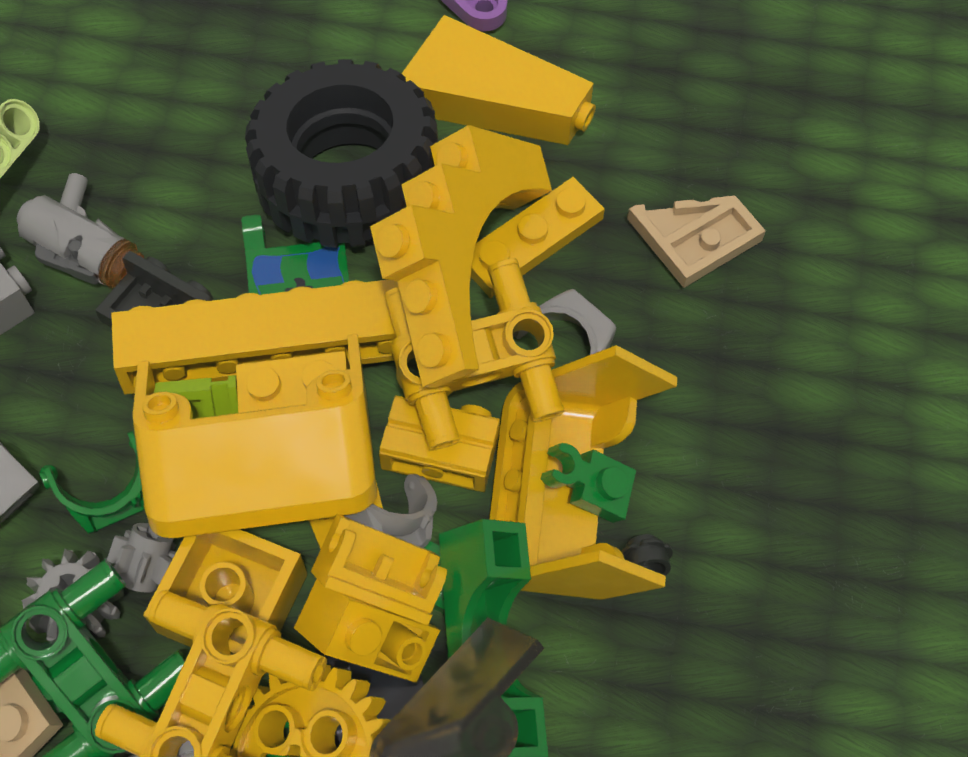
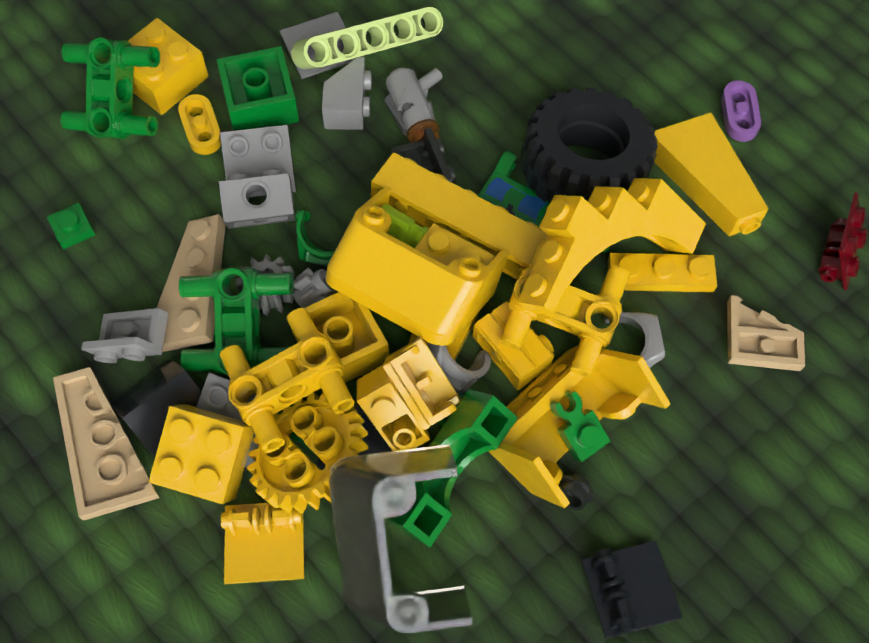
camera: 40 degrees right, 0 degrees up
(698, 73) = (844, 239): none -> dark red hinge
(791, 620) = (630, 589): none -> black hinge

